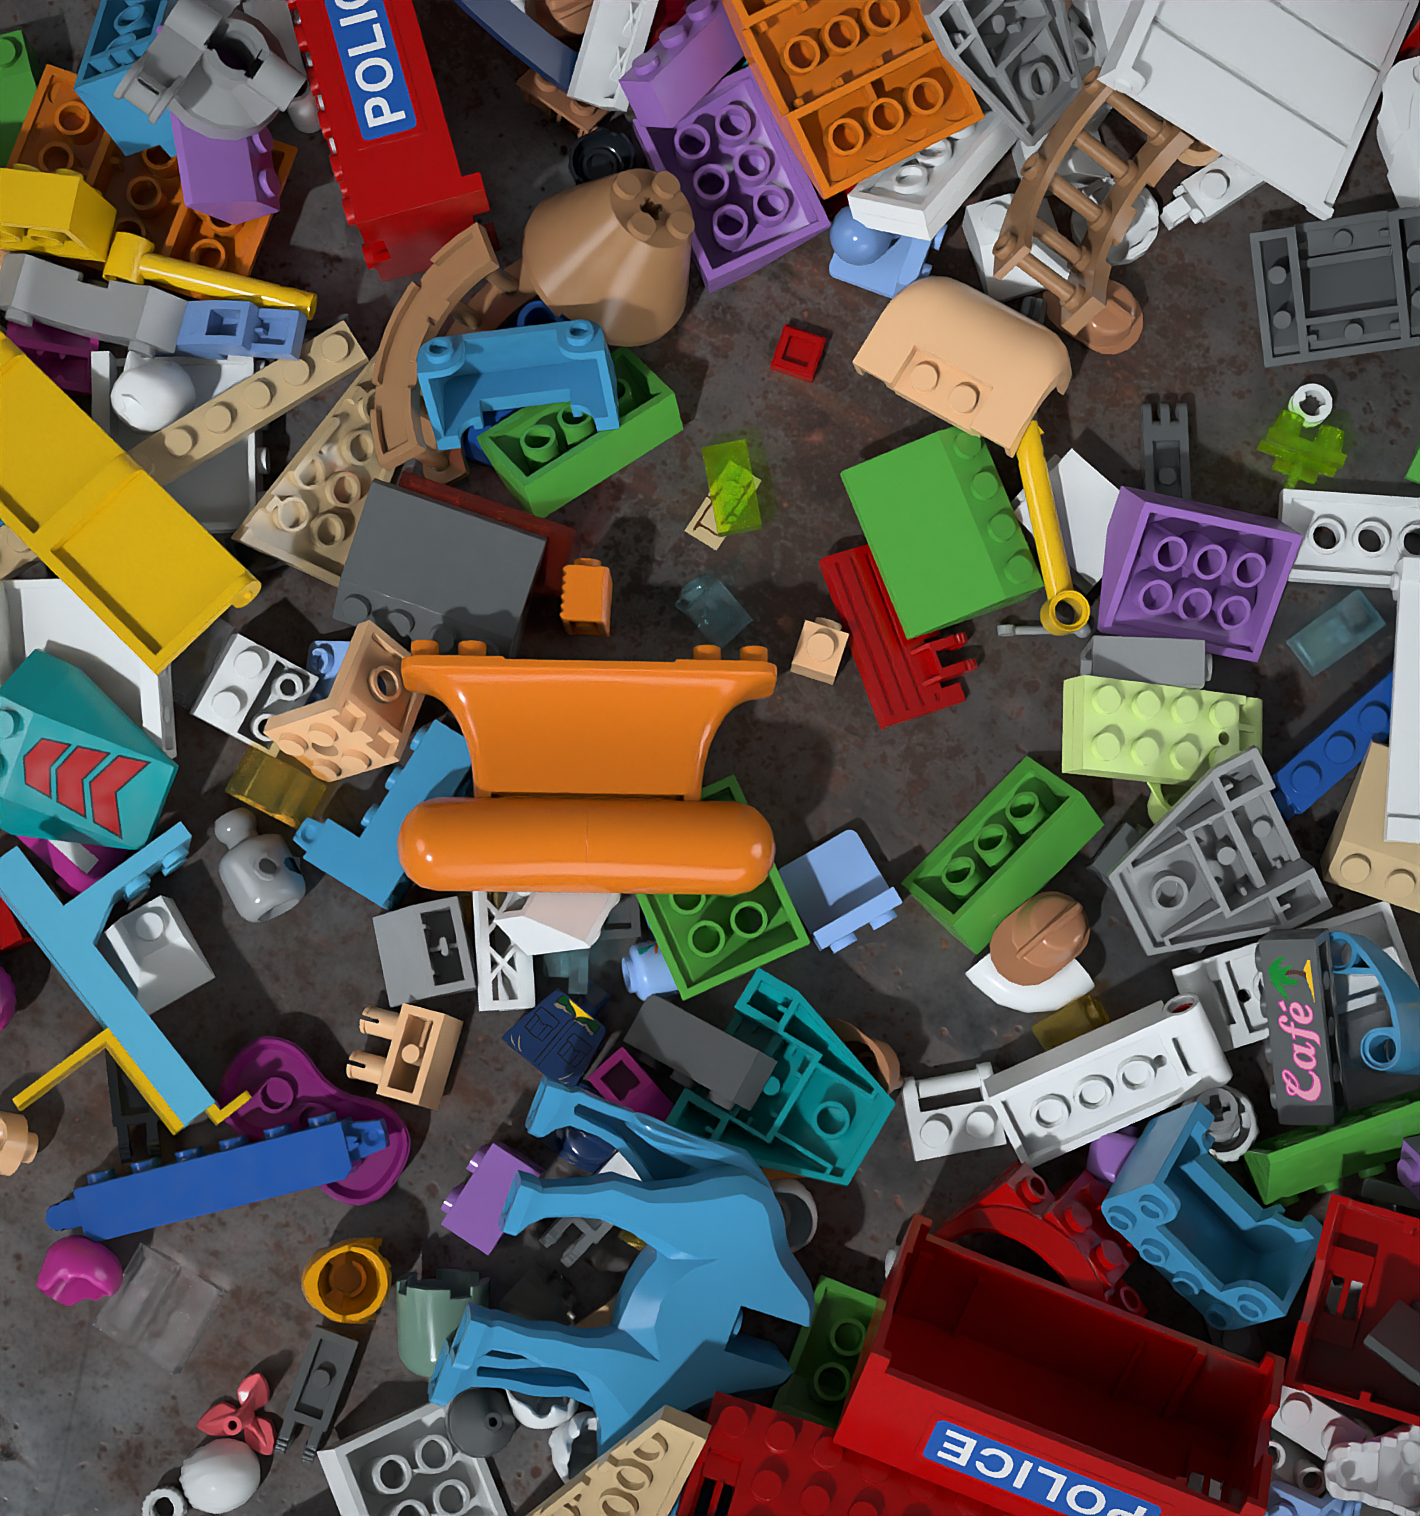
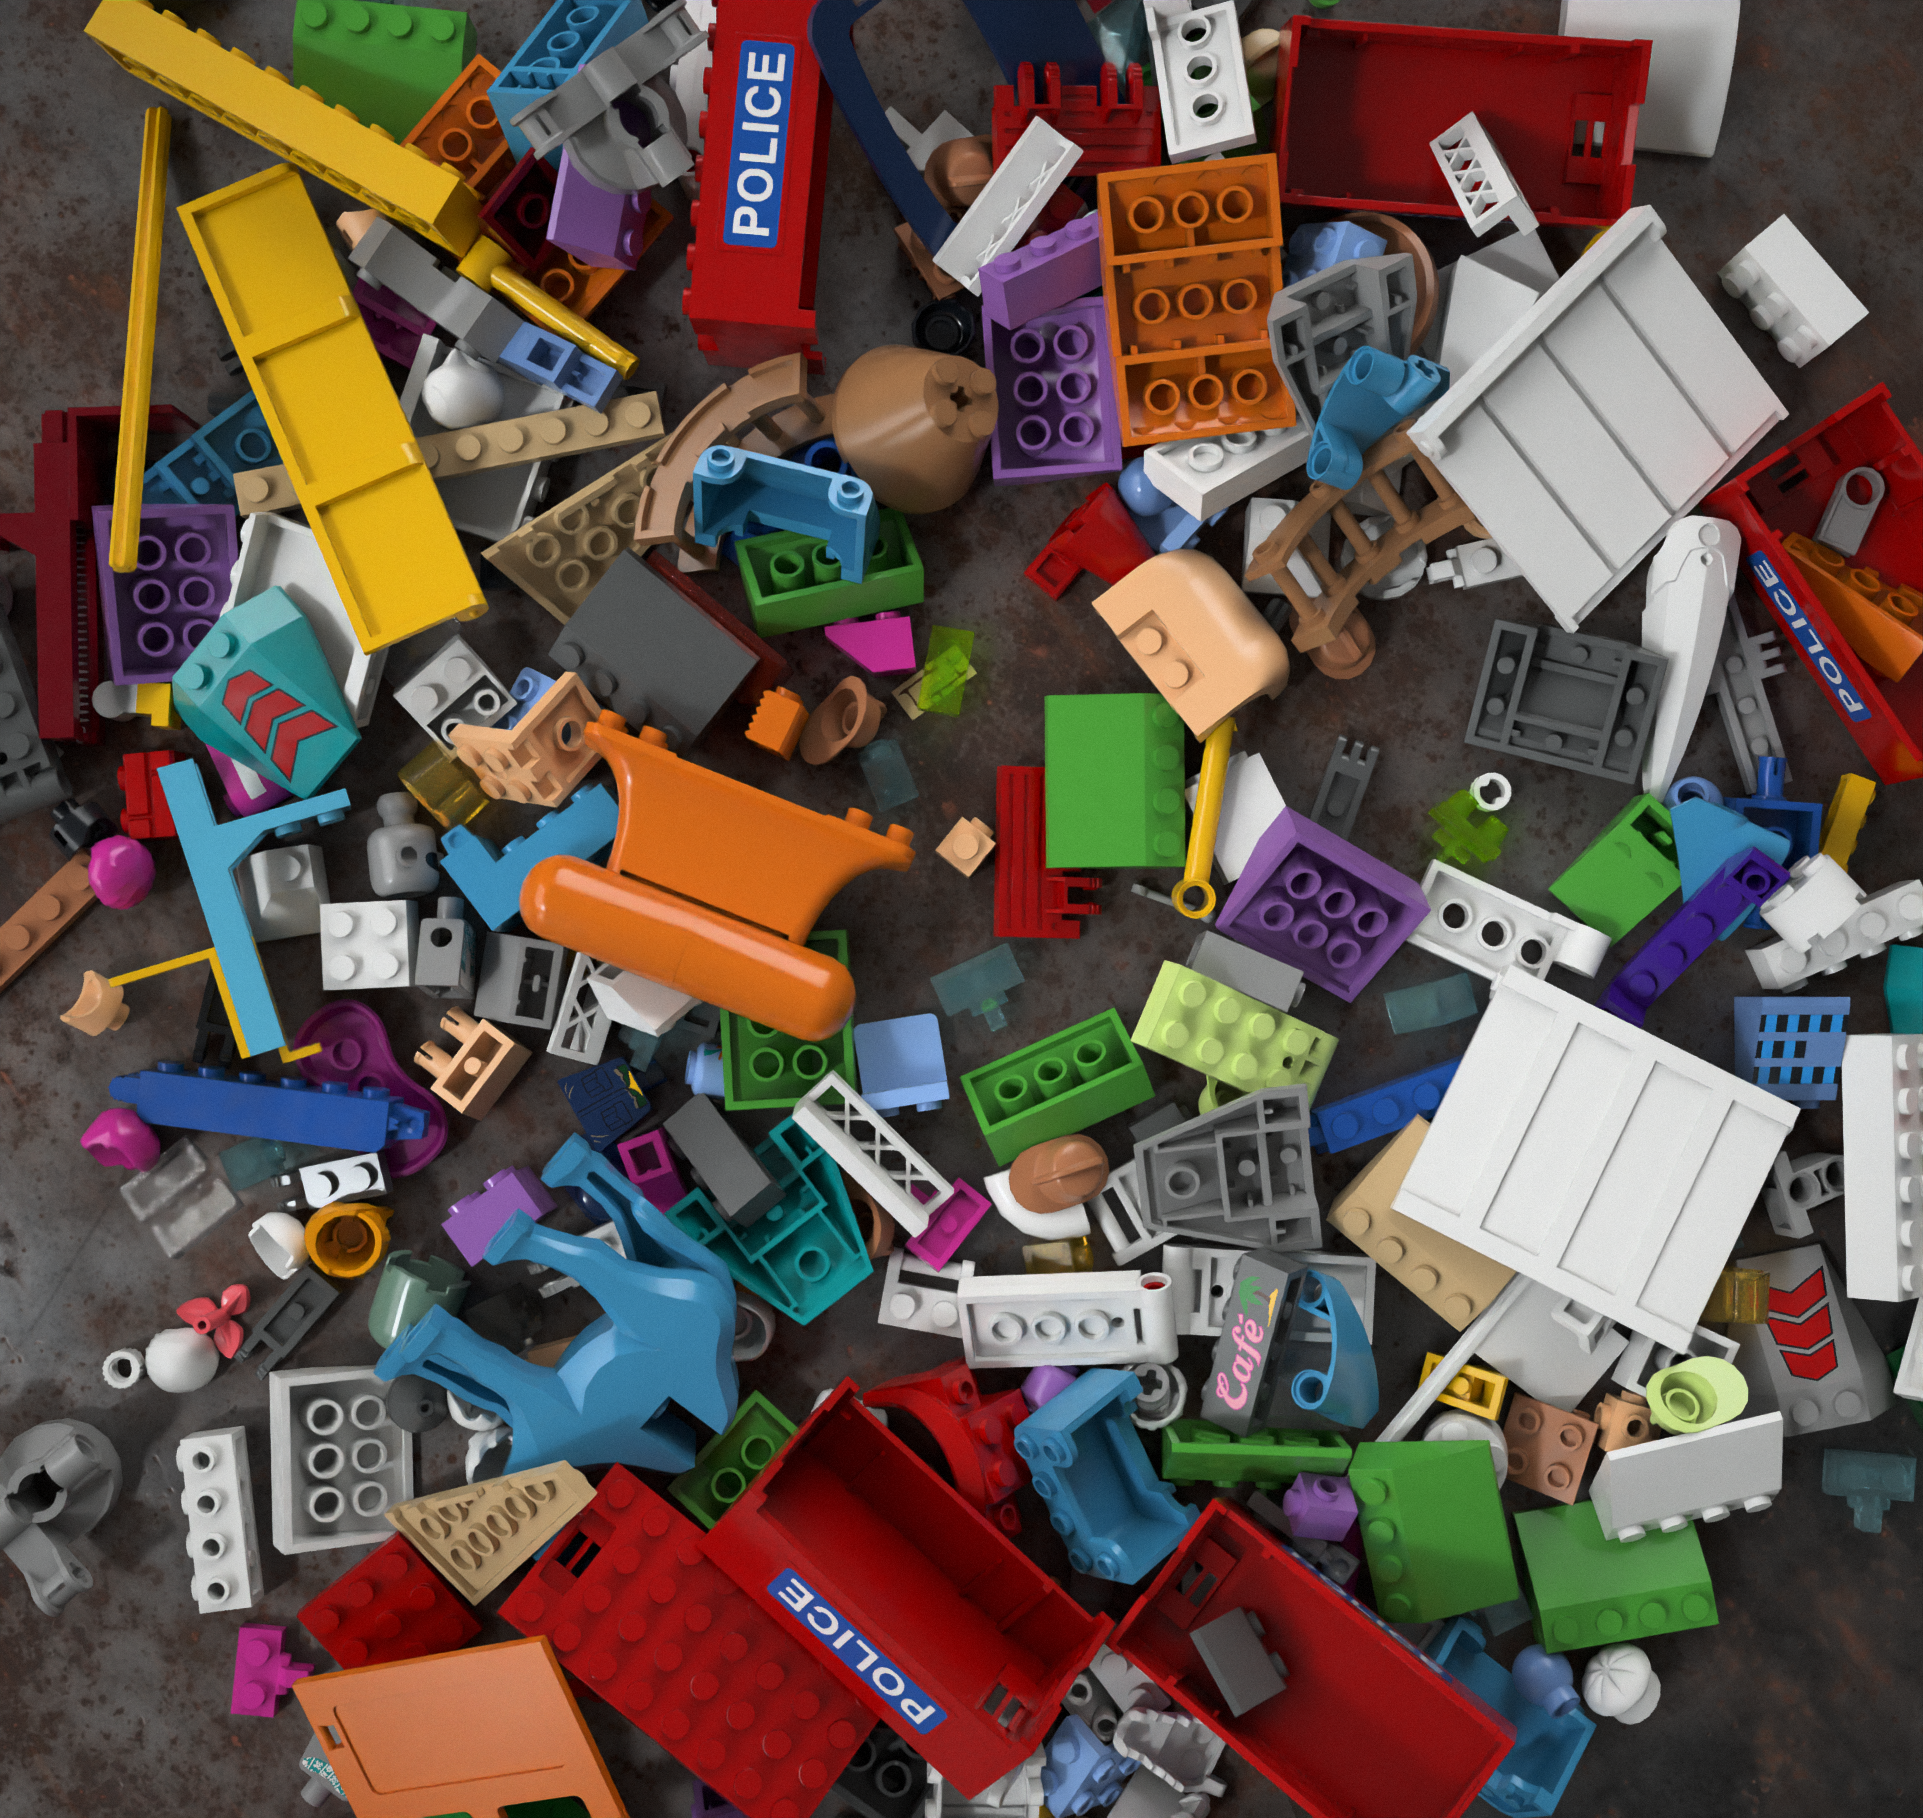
camera: 25 degrees right, 5 degrees up
(150, 192) = (521, 212): none -> dark red slope
(220, 1242) = (253, 1162): none -> clear light blue bracket
(259, 975) = (369, 944): none -> white brick
(279, 1314) = (280, 1243): none -> white hair
(314, 1227) = (337, 1180): none -> hinge
(346, 967) = (447, 969): none -> light grey torso
(649, 572) = (841, 721): none -> nougat piece
(654, 489) = (877, 646): none -> dark pink slope
(835, 299) = (1102, 537): none -> red cone
(839, 1000) = (861, 1164): none -> white fence
(886, 783) = (980, 985): none -> clear light blue hinge
(941, 1031) = (947, 1224): none -> dark pink hinge
(1043, 69) = (1363, 404): none -> dark azure panel
(1114, 927) = (1125, 1184): none -> white plate

